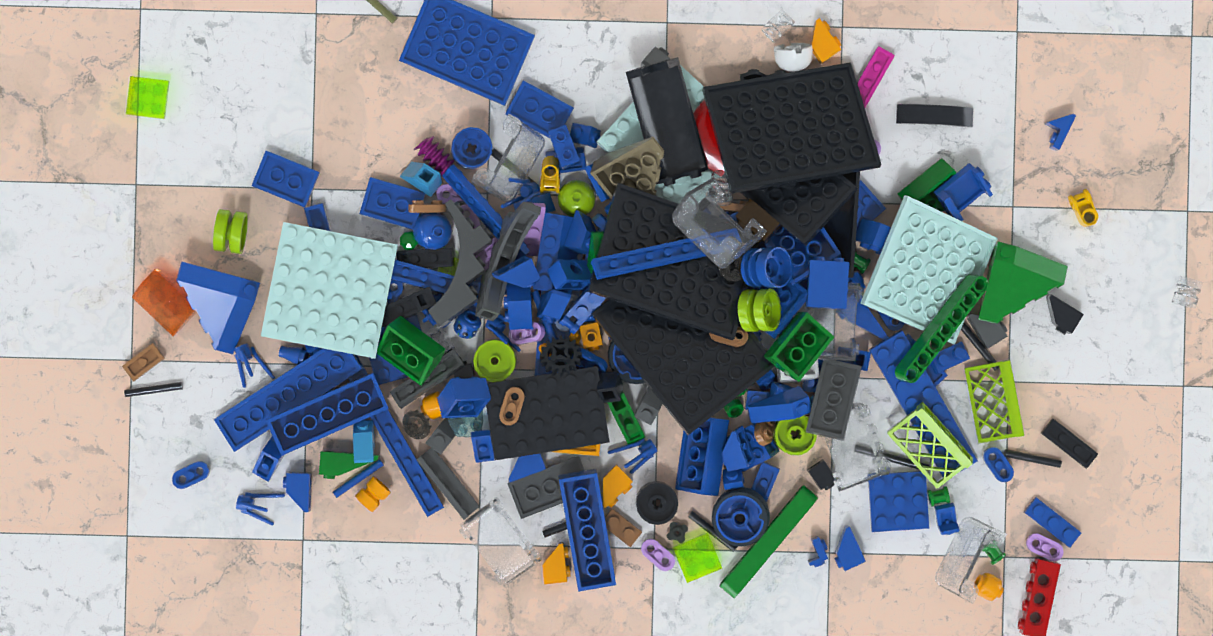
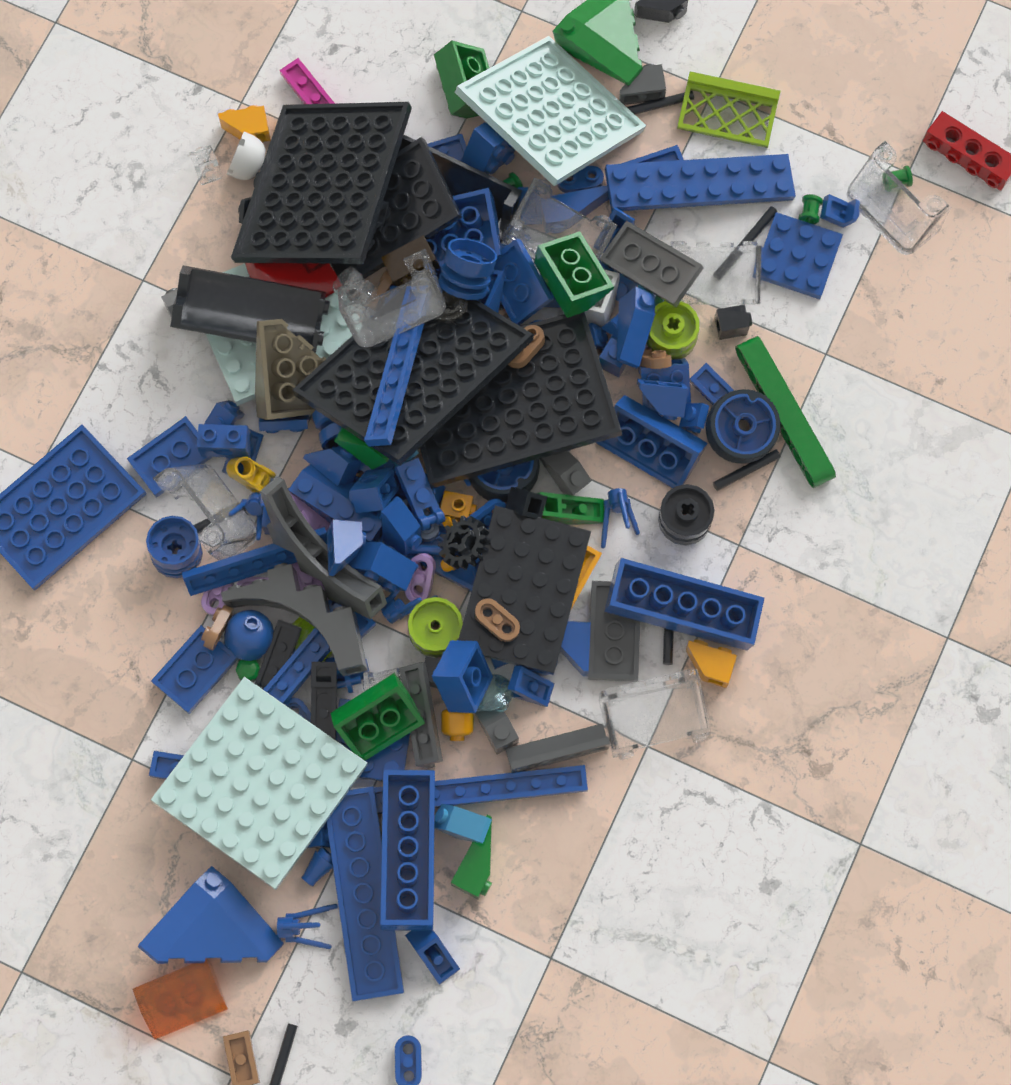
camera: 65 degrees left, 15 degrees down
(230, 231) = (131, 876): lime wheel -> none
(246, 504) = (474, 1007): blue plant -> none
(285, 179) = (104, 783): blue plate -> none
(299, 488) = (485, 932): blue slope -> none
(358, 478) = (504, 855): blue bar -> none
(373, 493) = (531, 844): light orange wheel -> none
(412, 429) = (473, 763): clear smoke gear -> none
(422, 177) = (180, 618): dark azure slope -> none
(434, 155) = (163, 595): magenta piece -> none
(467, 324) = (378, 642): blue head -> none
(576, 196) = (287, 455): lime cylinder -> none
(614, 484) = (644, 549): light orange slope -> none
(621, 527) = (702, 567): medium nougat plate -> none
(658, 554) = (747, 541): lavender plate -> none
(676, 527) = (731, 516): pearl dark grey plate -> none
(697, 557) = (770, 498): clear neon green plate -> none
(734, 408) = (615, 385): green tile -> none
(759, 310) = (512, 297): lime wheel -> none
(820, 547) = (820, 359): blue bracket -> none
(827, 283) = (517, 210): blue panel -> none
(848, 551) = (831, 328): blue slope -> none
(934, 115) = (382, 46): black slope -> none
(935, 334) = (622, 122): green beam -> none
(945, 439) = (744, 170): lime fence -> none
(949, 357) = (658, 136): blue plate -> none
(962, 190) = (477, 42): blue panel -> none
(989, 586) = (939, 189): light orange head -> none
(998, 464) = (799, 134): blue plate -> none
(1032, 458) = (808, 100): black bar -> none
(1044, 547) = (913, 125): lavender plate -> none
(1052, 522) = (890, 106): blue plate -> none
(1069, 443) = (808, 55): black tile -> none

